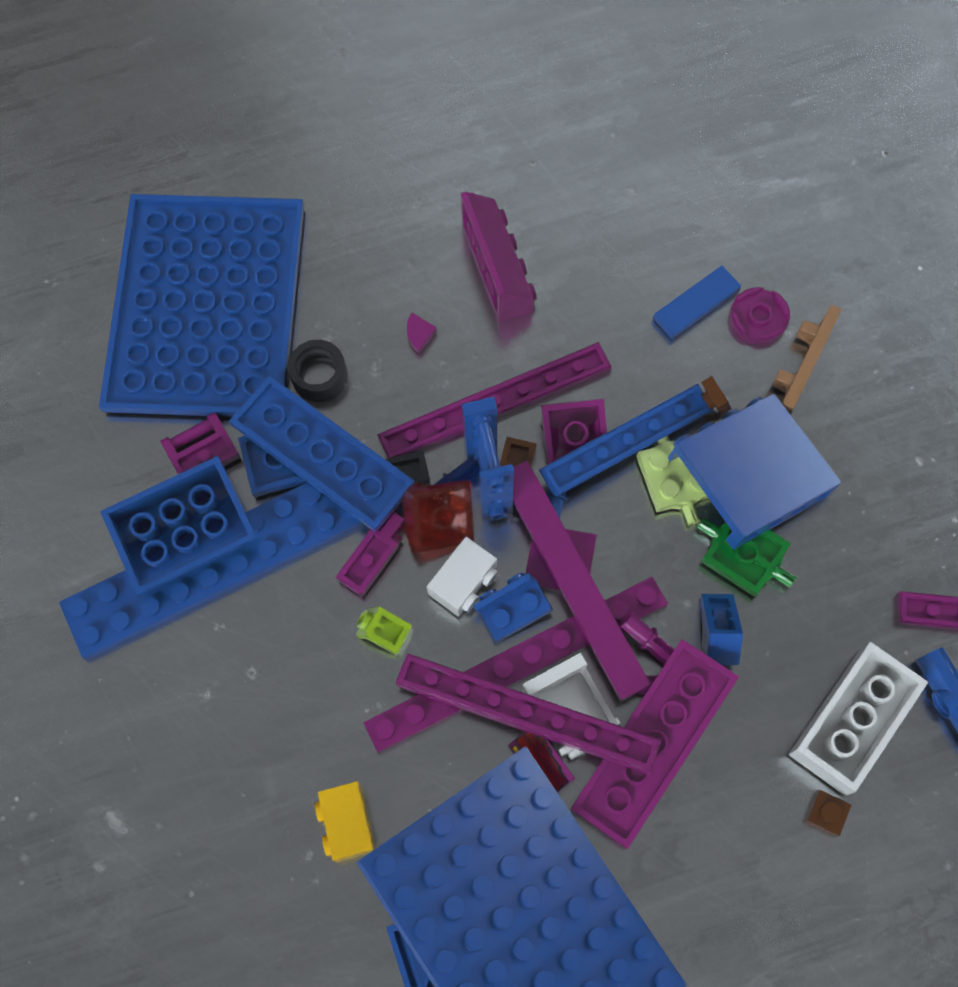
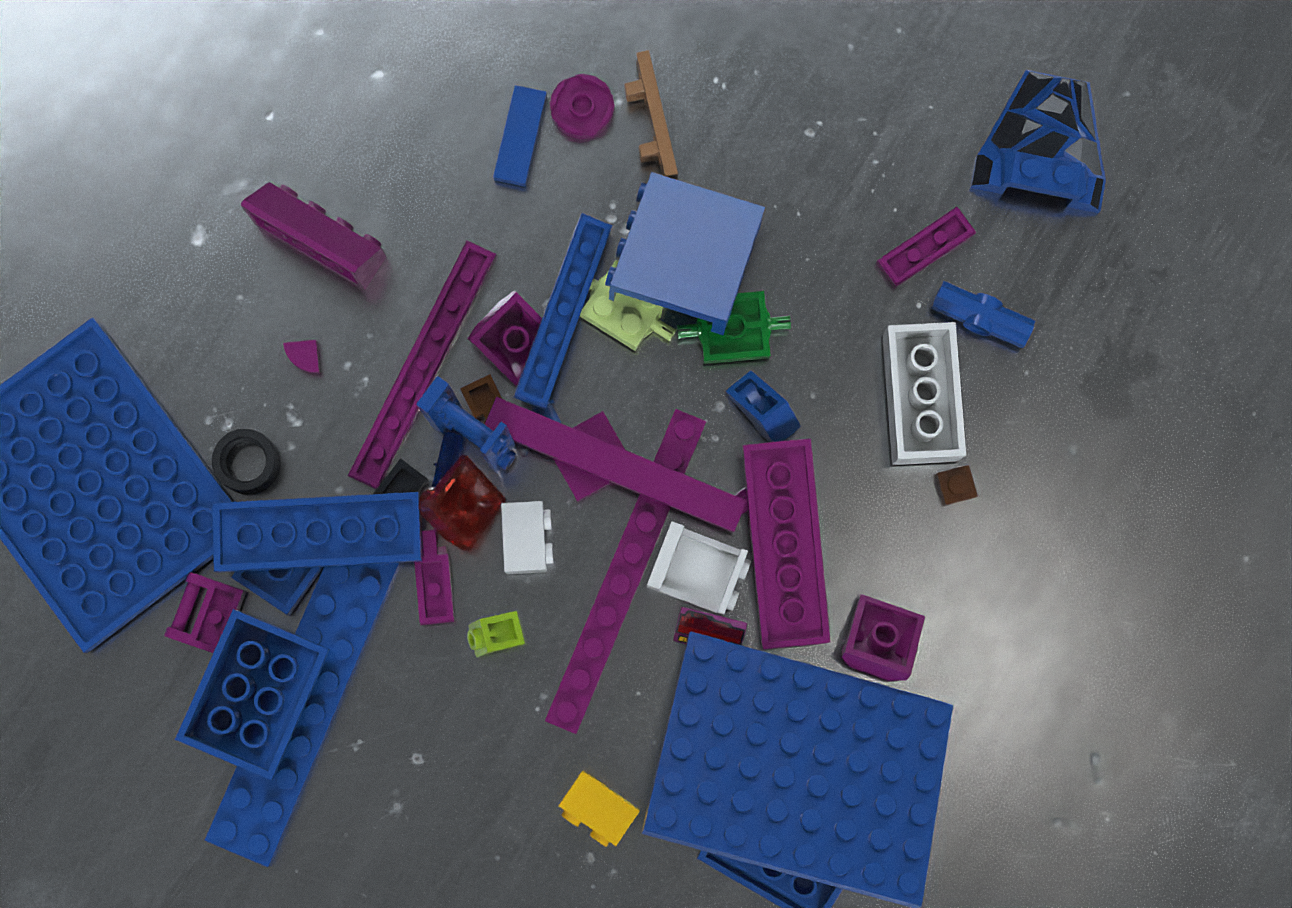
camera: 45 degrees left, 10 degrees up
(513, 606) = (586, 527): blue bracket -> none
(529, 713) = (668, 604): magenta tile -> none
(646, 637) = (711, 463): magenta axle -> none
(671, 882) = (882, 639): none -> magenta slope
(714, 396) = (606, 215): reddish brown plate -> none

